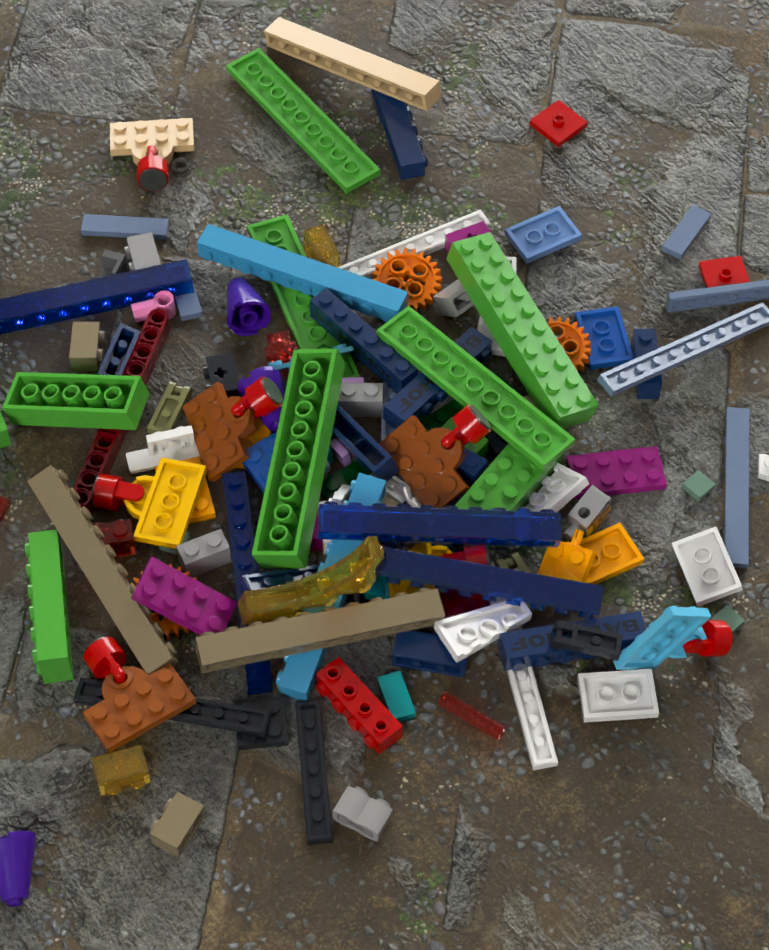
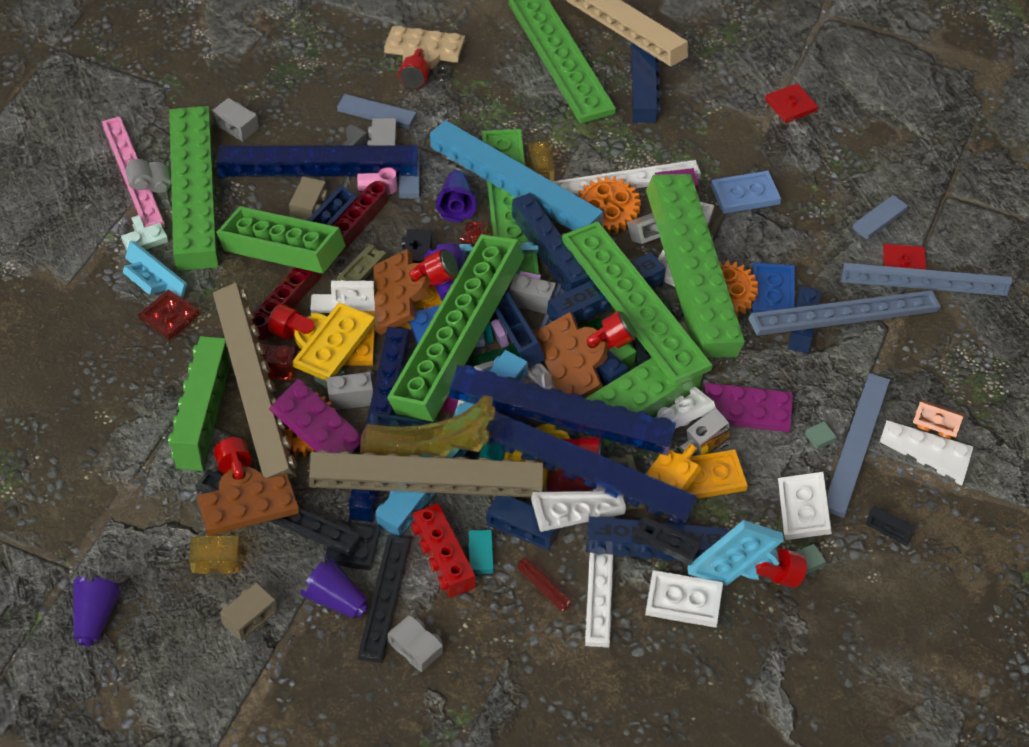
camera: 15 degrees right, 5 degrees down
(263, 779) = (335, 590): none -> dark purple cone

